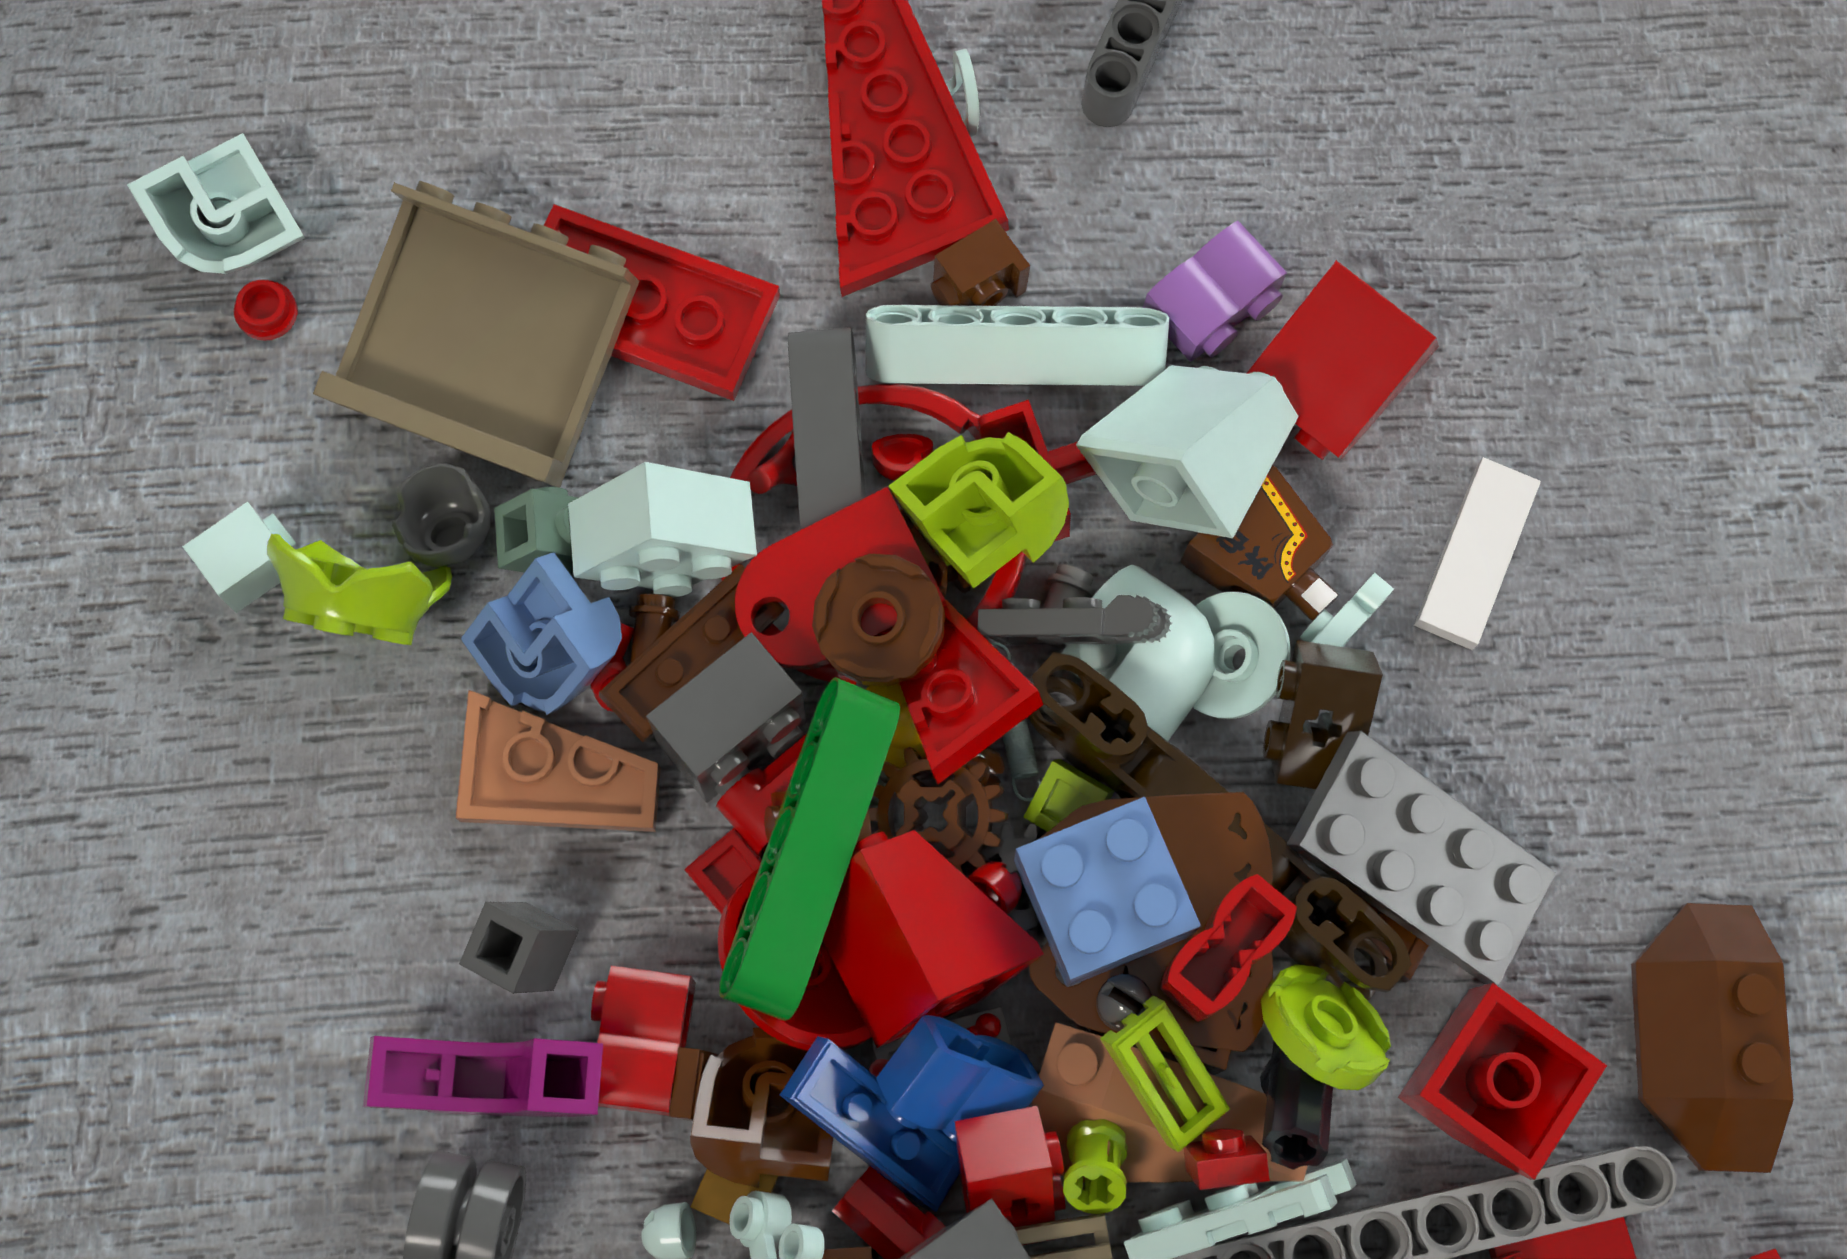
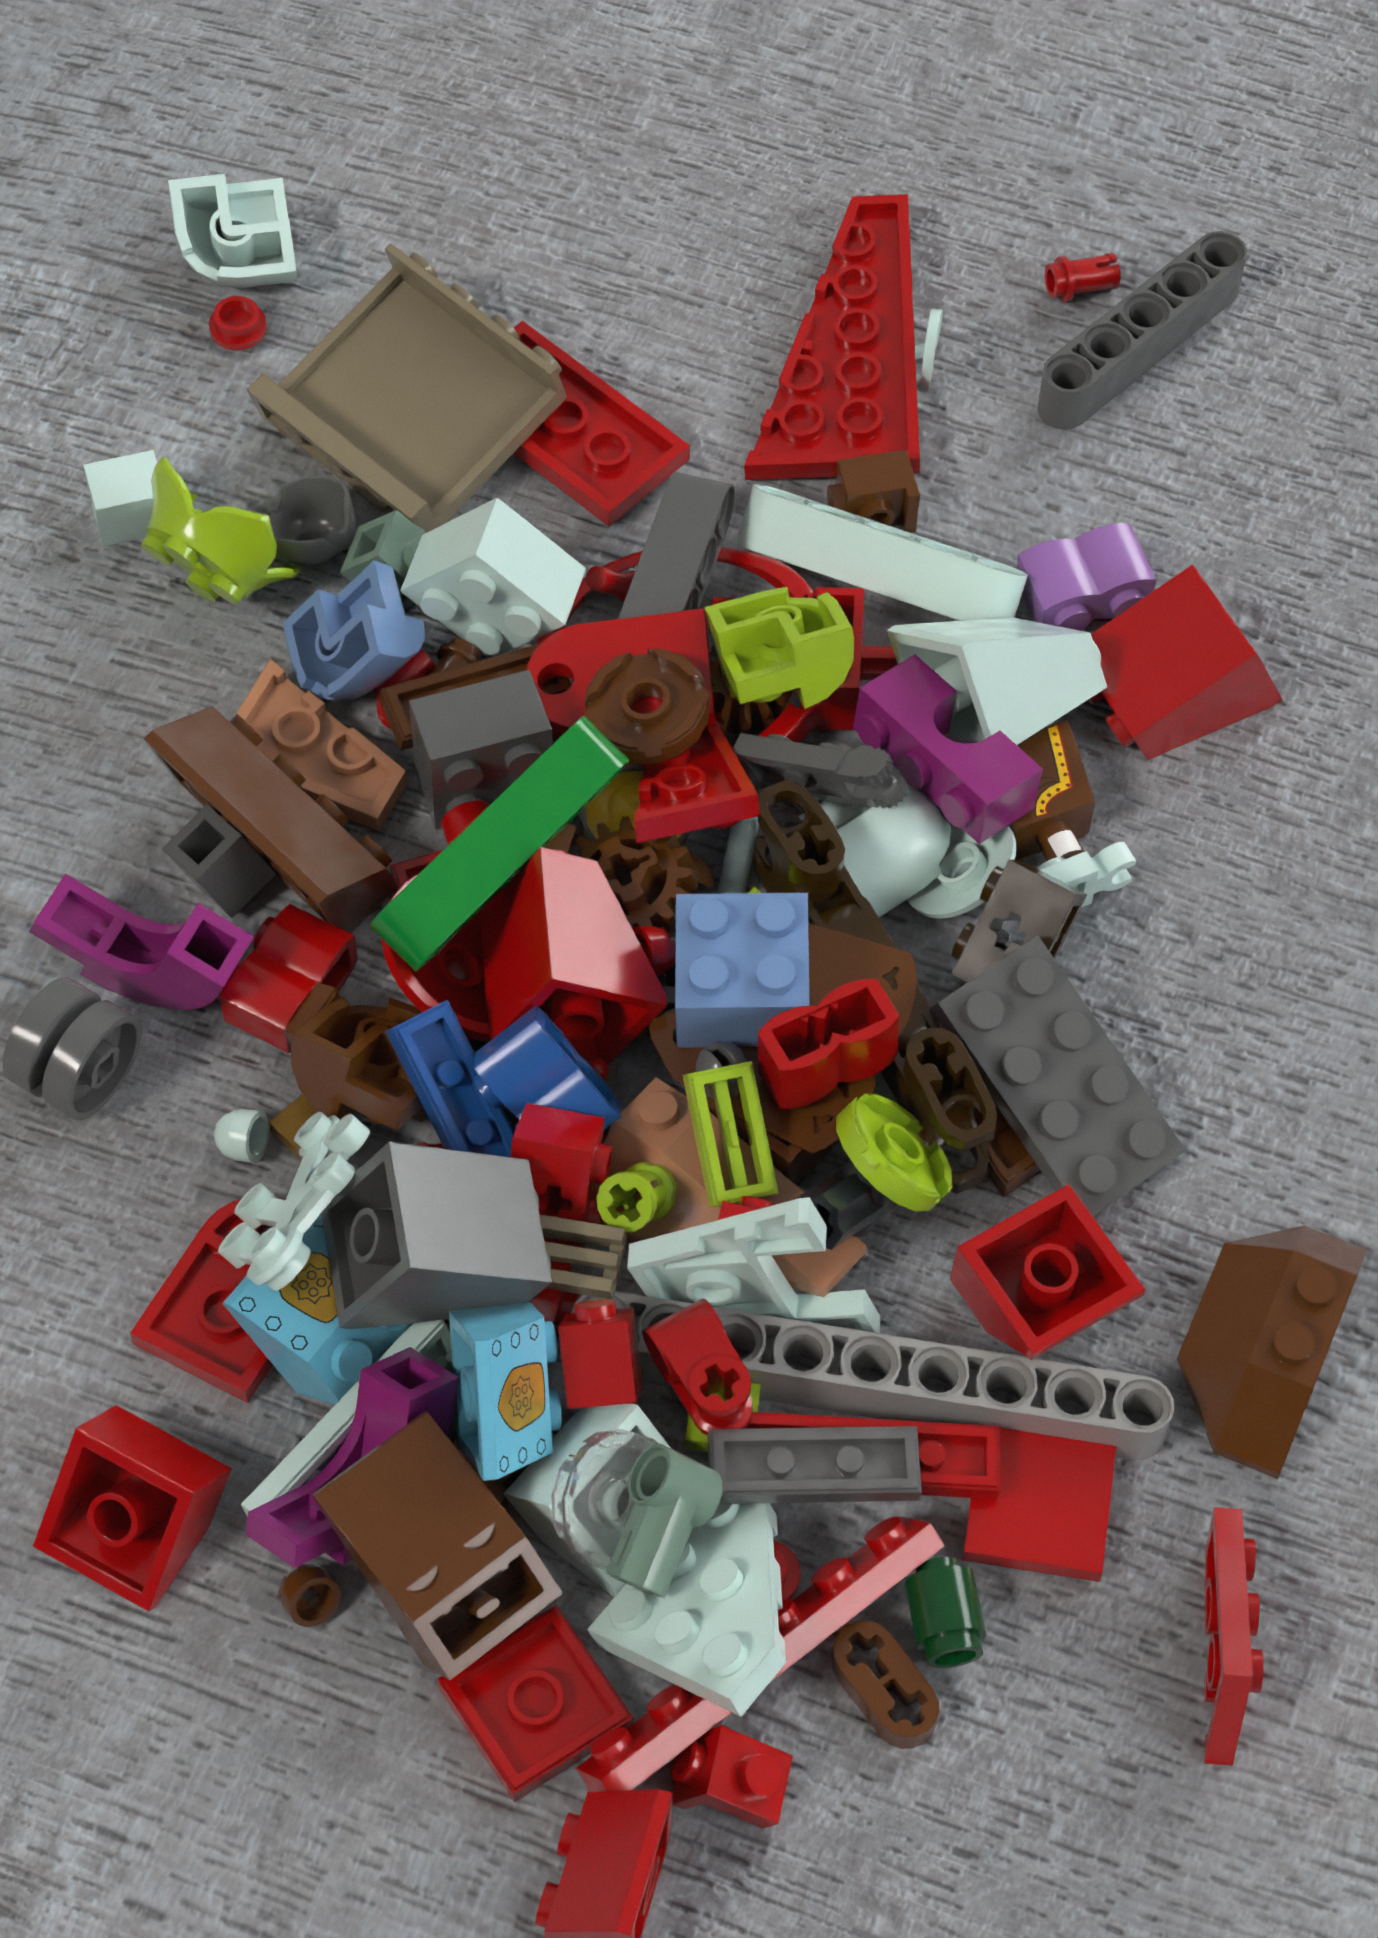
camera: 25 degrees right, 15 degrees down
(553, 882) = (283, 824): none -> reddish brown slope
(1224, 584) = (973, 783): none -> magenta arch
(1477, 553) = (1237, 873): white tile -> none

